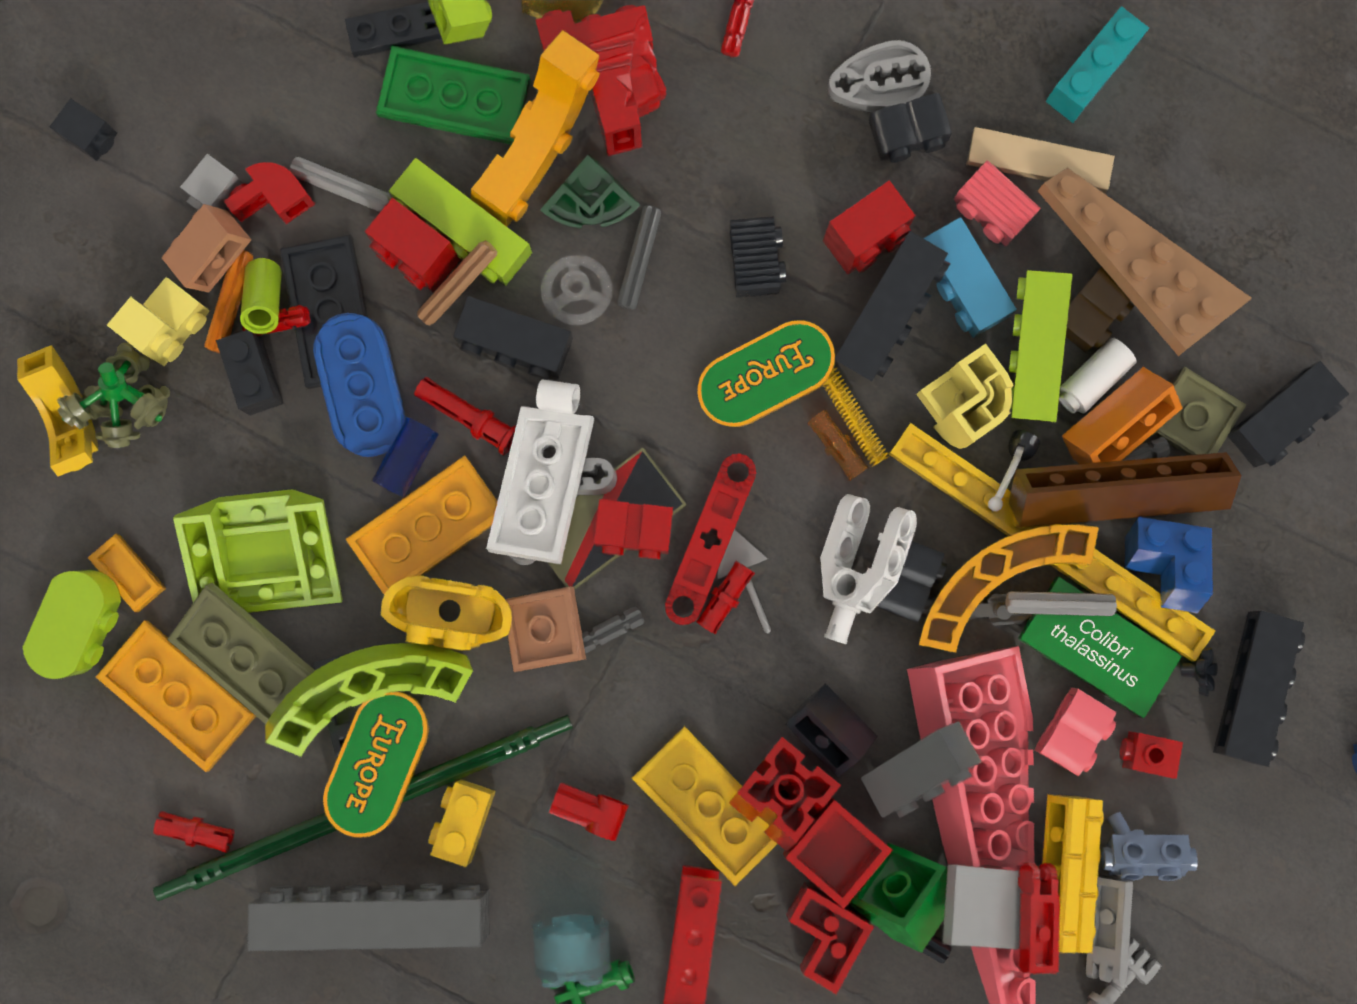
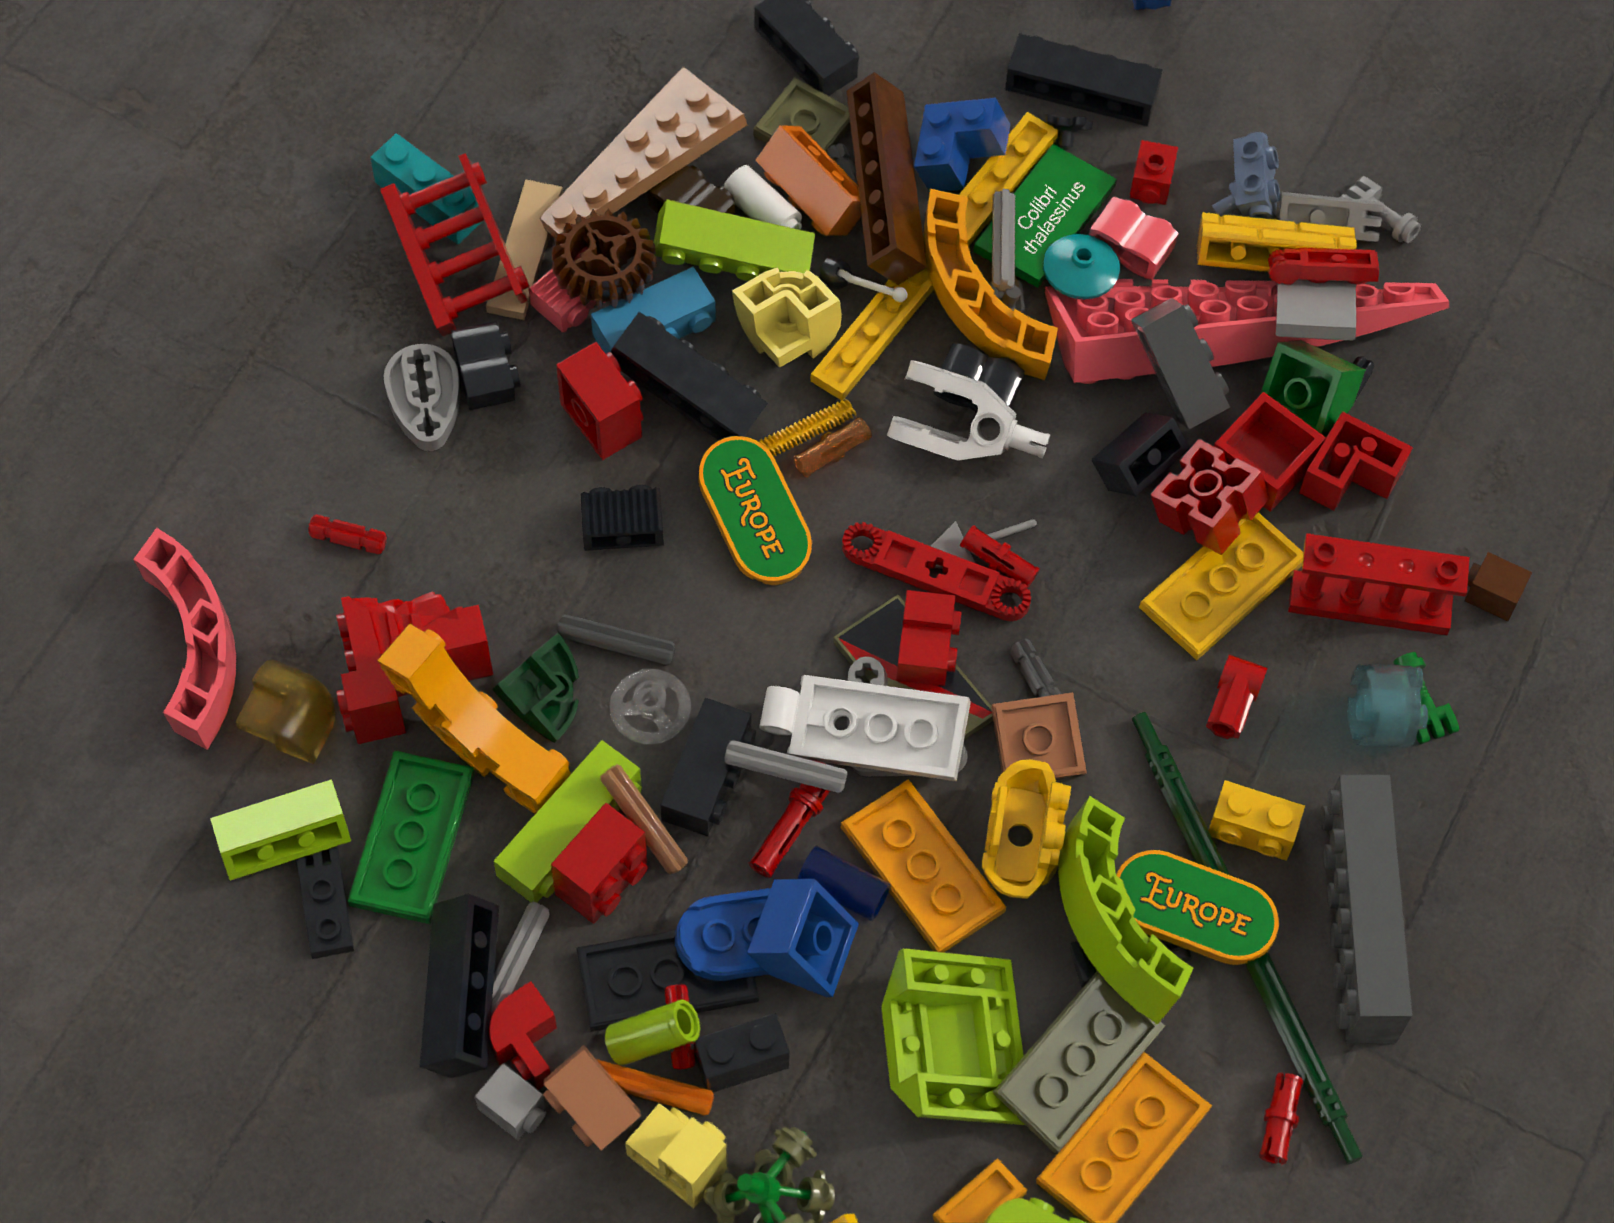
camera: 90 degrees left, 20 degrees down
(307, 137) = (459, 986): none -> black brick
(343, 419) = (803, 936): none -> blue slope
(501, 401) = (785, 766): none -> light grey axle
(1008, 210) = (598, 271): none -> reddish brown gear
(1020, 677) = (1078, 277): none -> teal dish
(1027, 53) = (418, 240): none -> red fence

